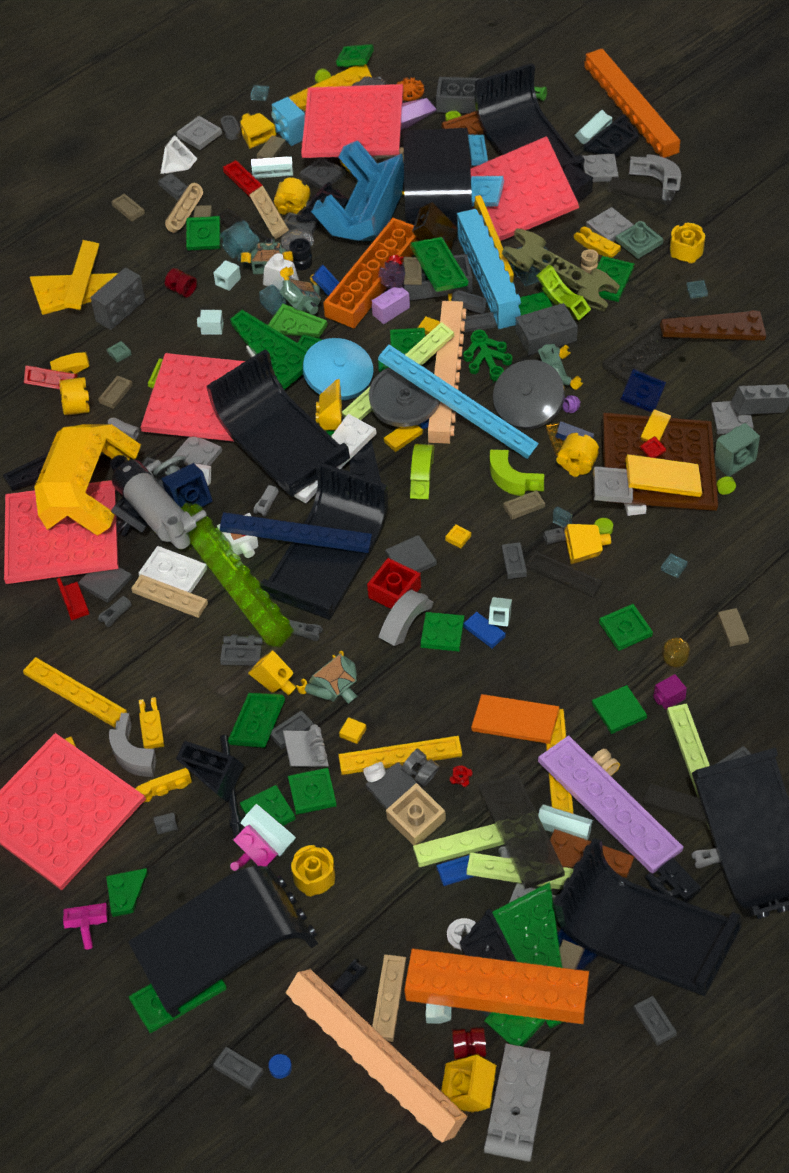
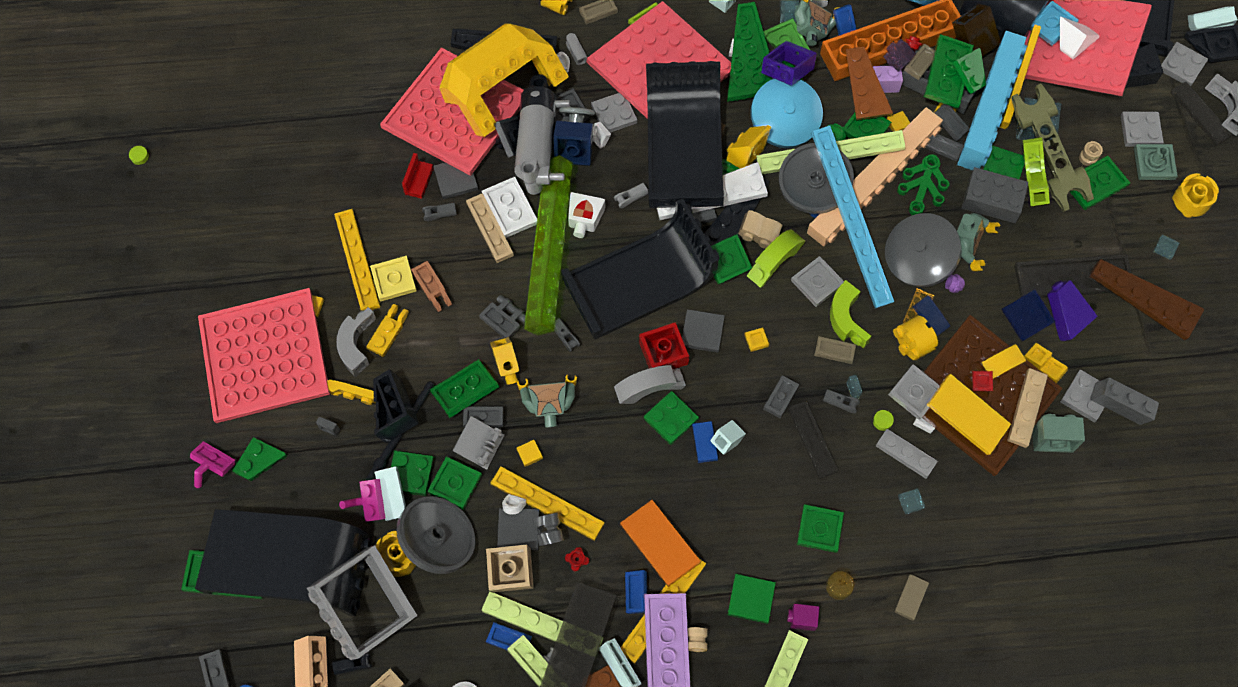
camera: 35 degrees right, 15 degrees up
(120, 683) = (393, 278): none -> light yellow plate
(158, 667) = (430, 284): none -> nougat hinge
(295, 532) = (626, 244): dark blue plate -> none
(319, 331) = (788, 52): none -> dark purple window
(333, 894) = (389, 586): none -> light grey window
(334, 830) = (435, 535): none -> dark grey dish
(385, 313) = (866, 89): none -> dark orange wing
(391, 459) = (759, 229): none -> tan brick
(396, 491) = (732, 259): none -> green plate
(402, 436) = (786, 213): yellow tile -> none
(456, 253) = (971, 70): none -> green wing
(468, 467) = (817, 281): none -> light grey plate
(511, 190) = (1075, 37): none -> white slope
(528, 765) = (635, 589): none -> blue tile
(584, 541) = (852, 425): yellow torso -> none
(596, 242) = (1115, 139): yellow hinge -> none
(641, 537) = (906, 453): none -> light grey plate
(669, 367) = (1069, 310): none -> dark purple slope
(679, 412) = (1043, 360): none -> yellow slope
(699, 448) = (1027, 408): none -> tan plate
(726, 485) = (1021, 459): lime tile -> none

